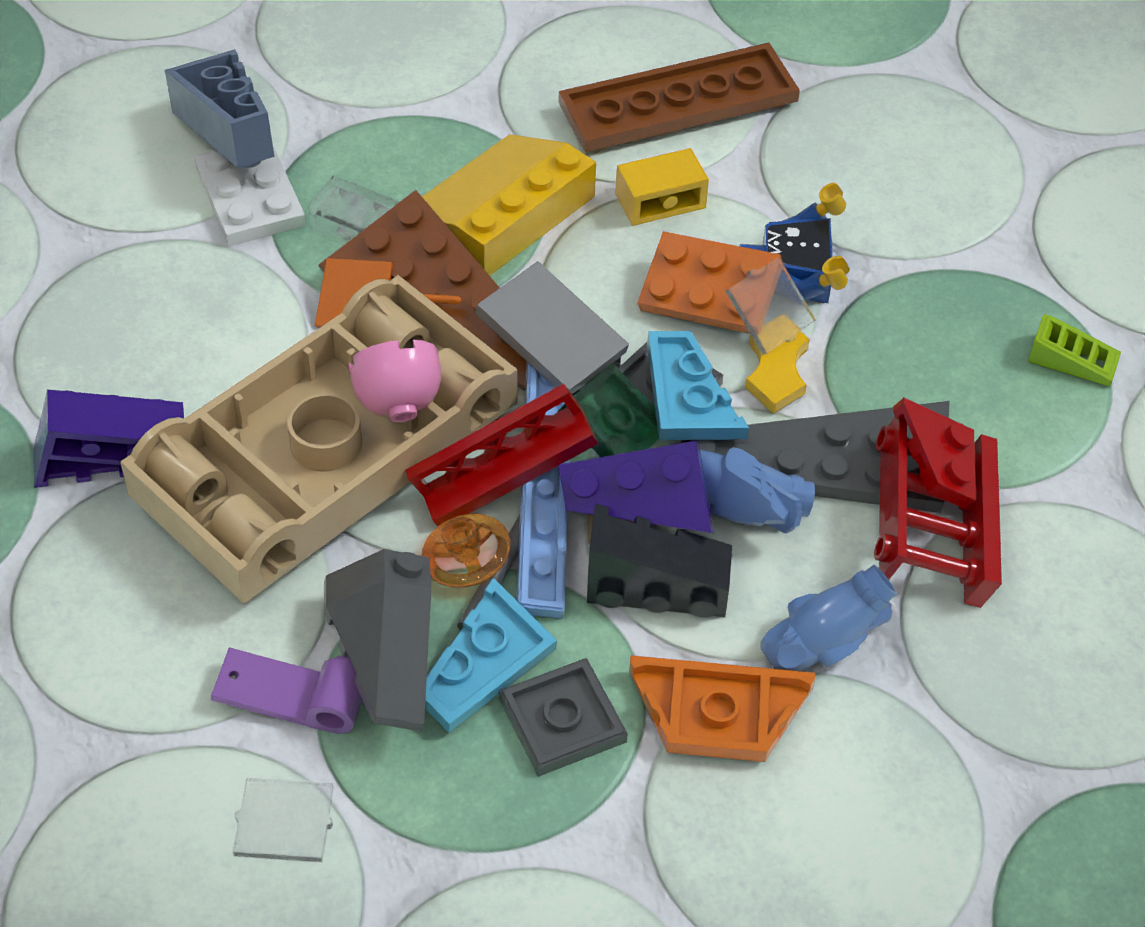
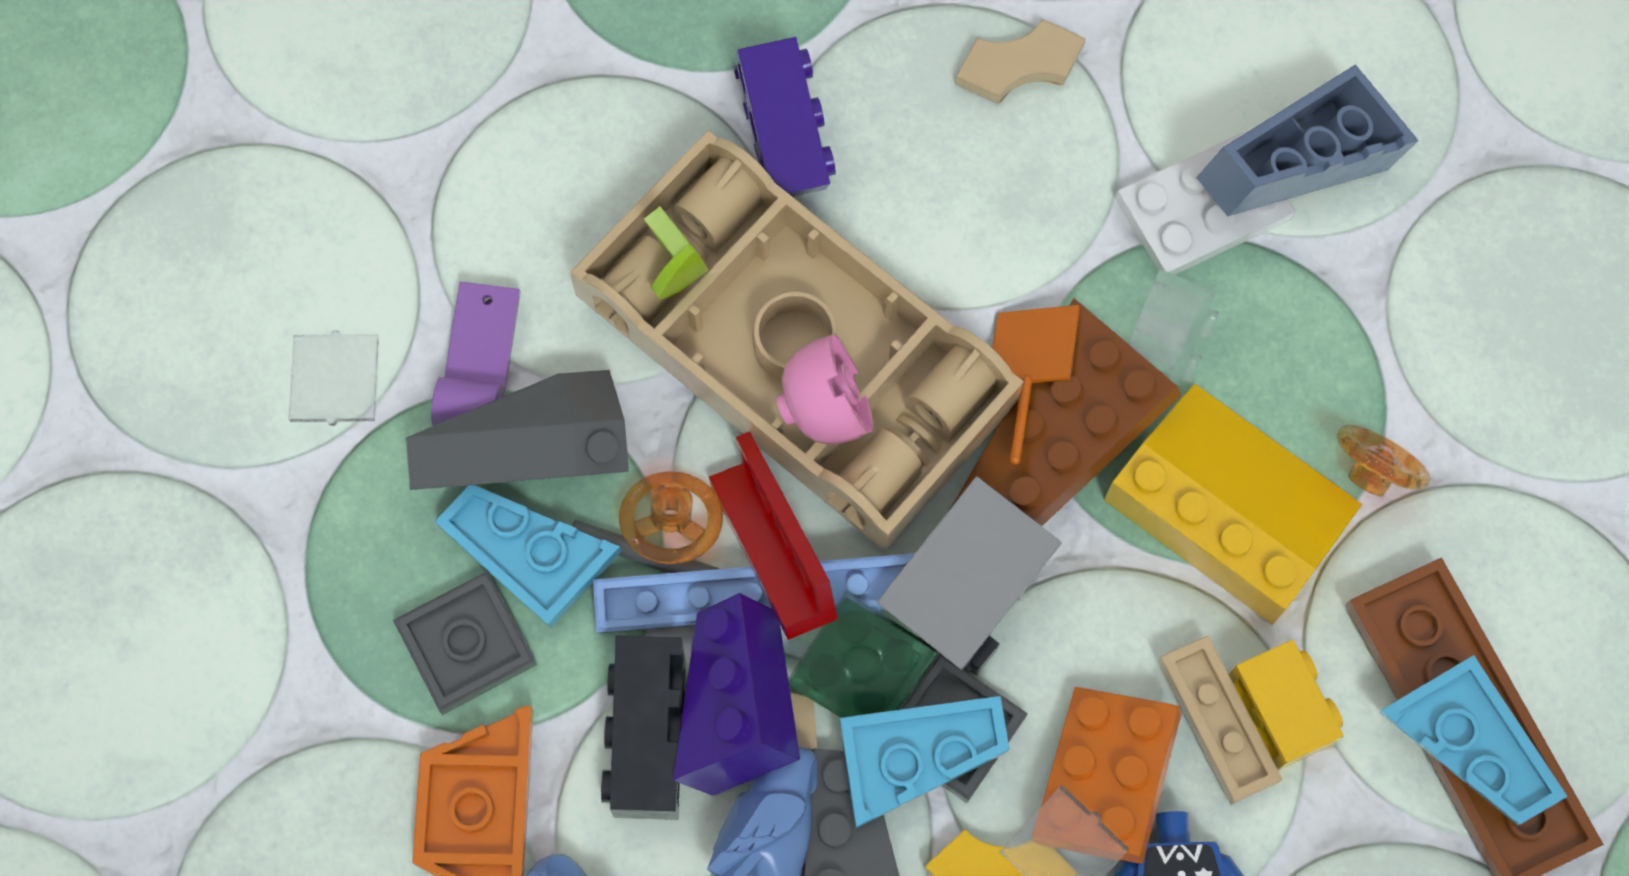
camera: 85 degrees right, 20 degrees up
(89, 274) = (1039, 56): none -> tan tile
(241, 474) = (685, 264): none -> lime tile
(483, 113) = (1380, 462): none -> clear orange piece
(690, 217) = (1219, 720): none -> tan plate
(696, 82) = (1478, 739): none -> medium azure wing

